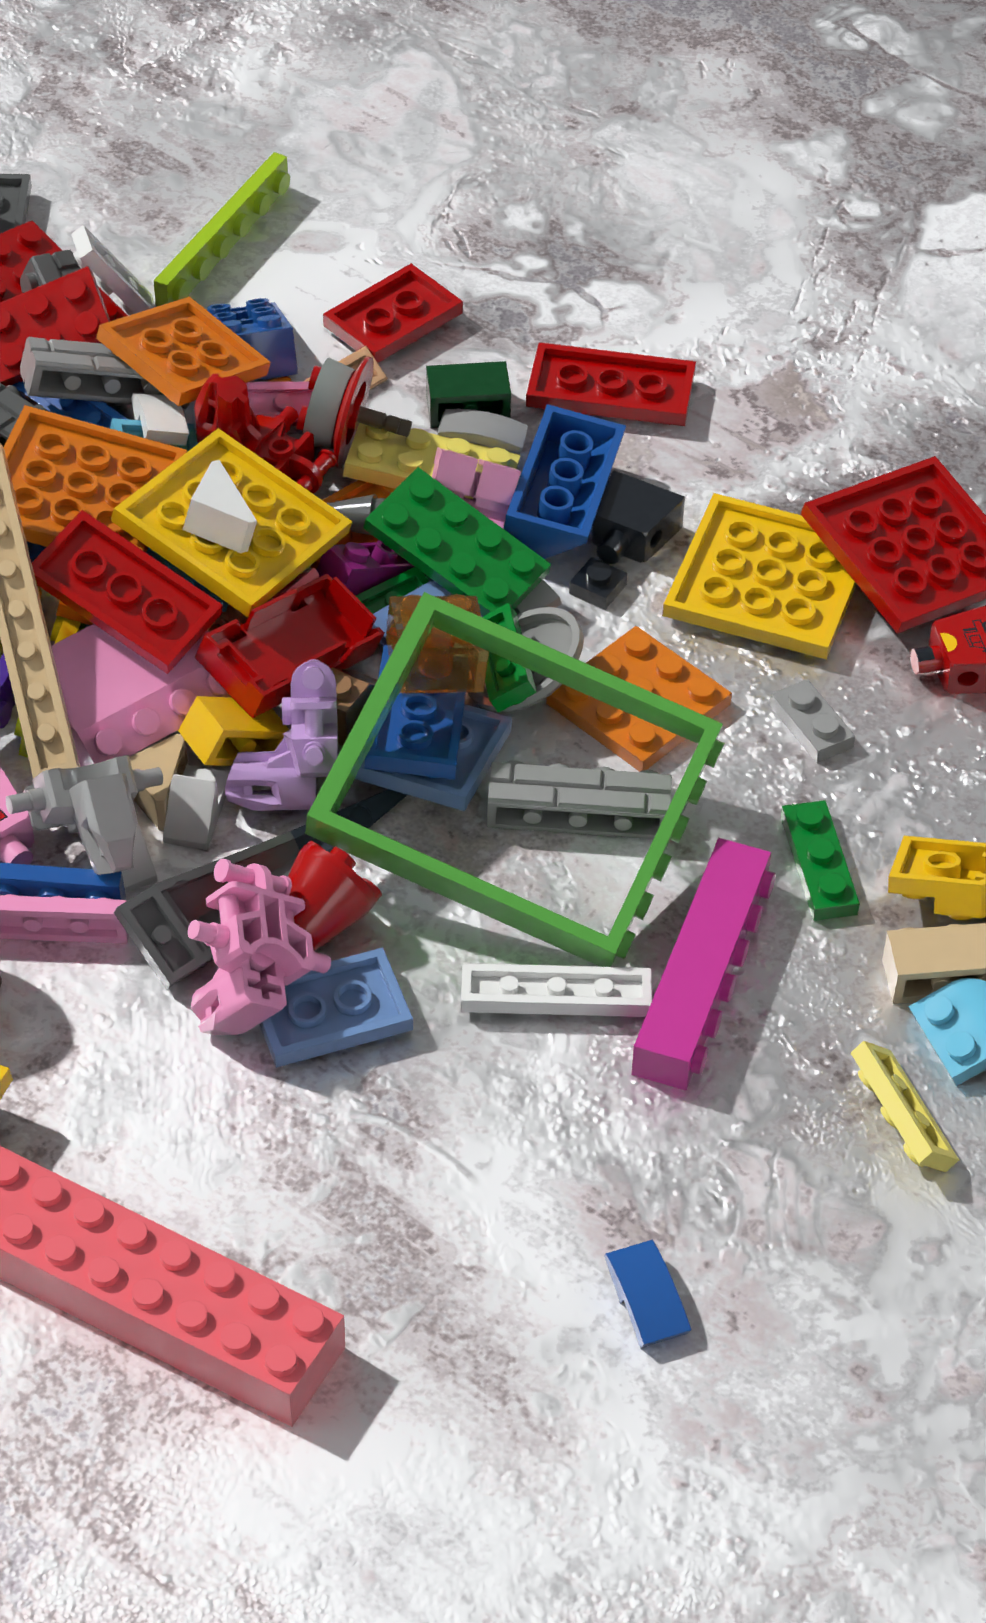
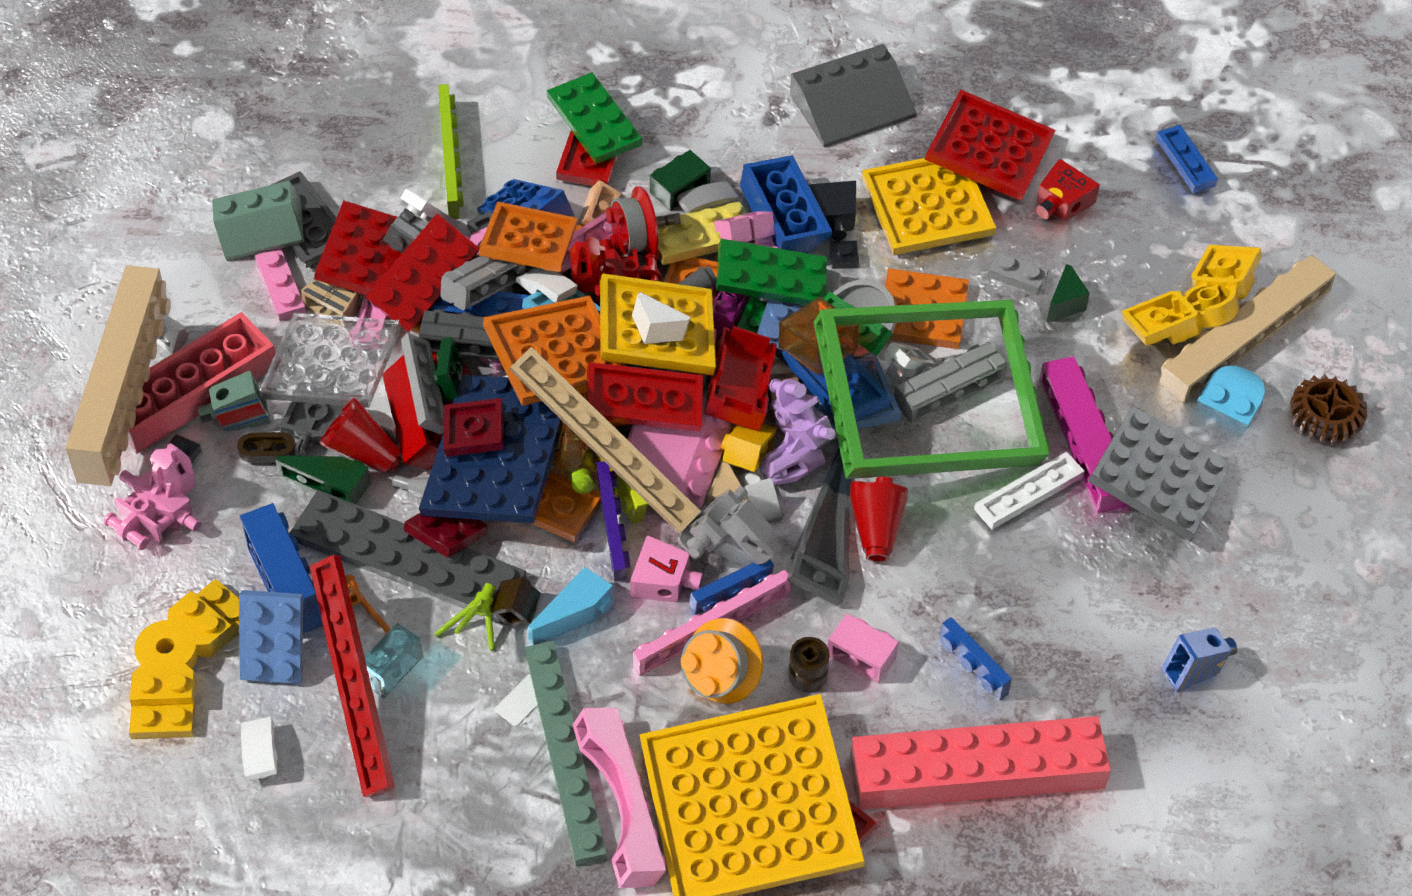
camera: 35 degrees left, 5 degrees up
(47, 1032) = (808, 664): none -> dark brown wheel
(140, 1054) = (862, 648): none -> bright pink brick
(253, 947) = (890, 555): bright pink piece -> none
(267, 1154) = (975, 659): none -> blue plate
(338, 1009) = (929, 565): medium blue plate -> none
(427, 274) = (594, 118): none -> green plate
(547, 741) = (907, 361): none -> white slope
(573, 1329) = (1197, 657): none -> torso
(611, 384) = (748, 133): red plate -> none
(648, 1293) = (1204, 613): blue slope -> none
(751, 1063) = (1160, 472): none -> plate
(791, 402) = (852, 95): none -> dark grey slope
(819, 860) = (1087, 347): green plate -> none
(843, 778) = (1069, 297): none -> dark green slope
(903, 1107) = (1241, 454): light yellow plate -> none

